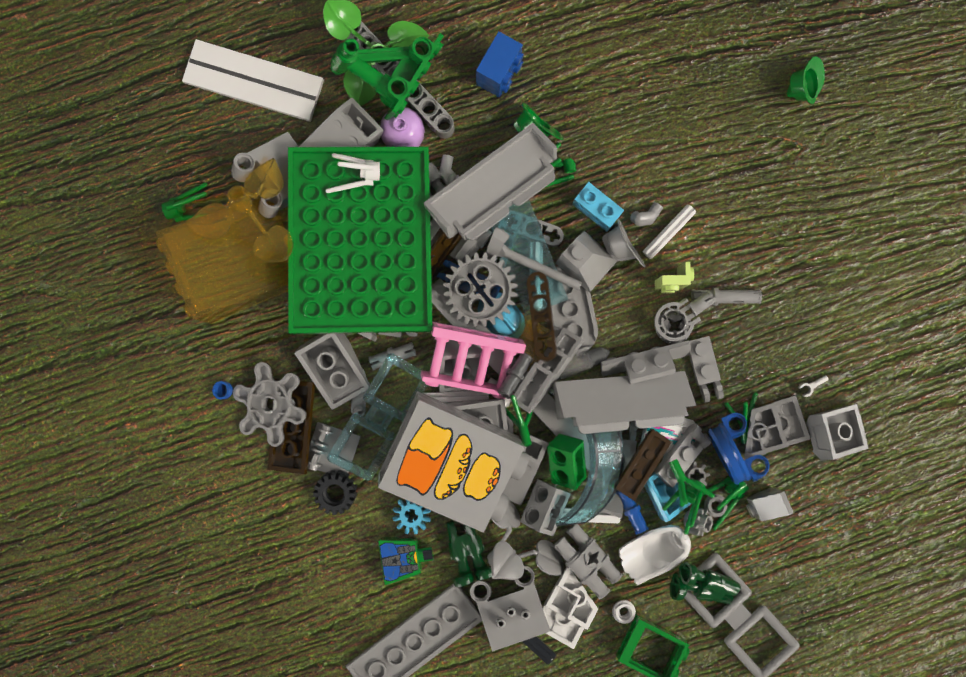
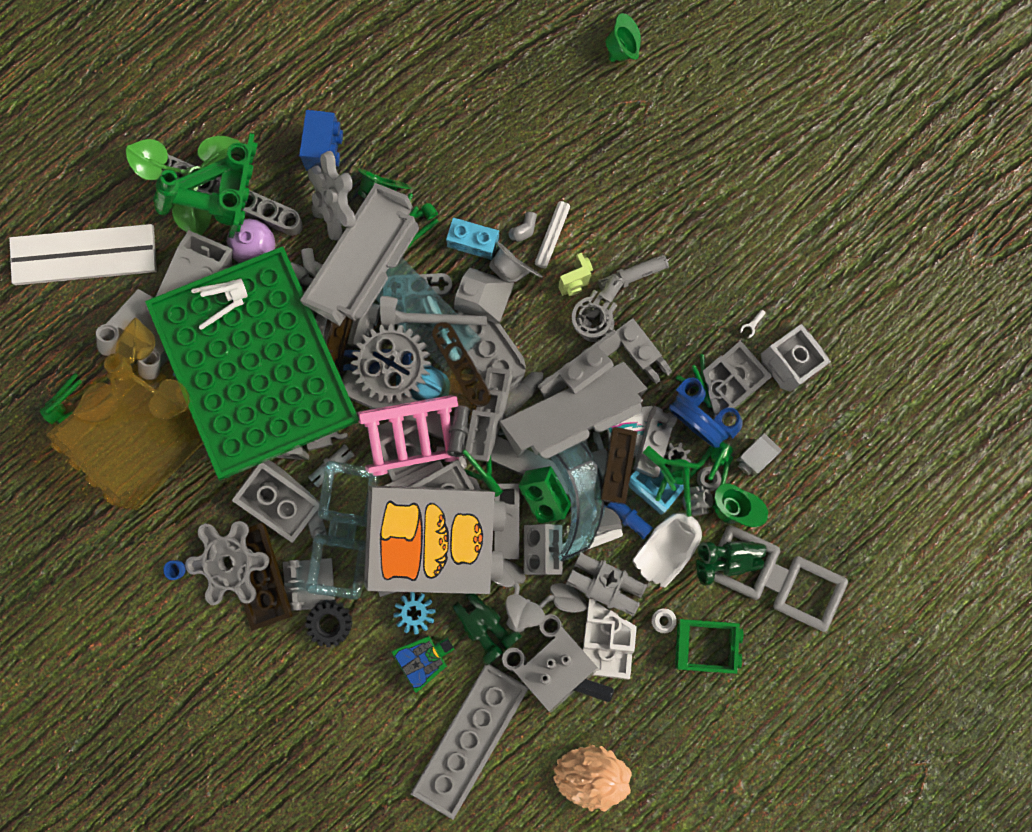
camera: 30 degrees left, 5 degrees down
(488, 118) = (331, 196): none -> light grey plate
(732, 542) = (739, 506): none -> green piece

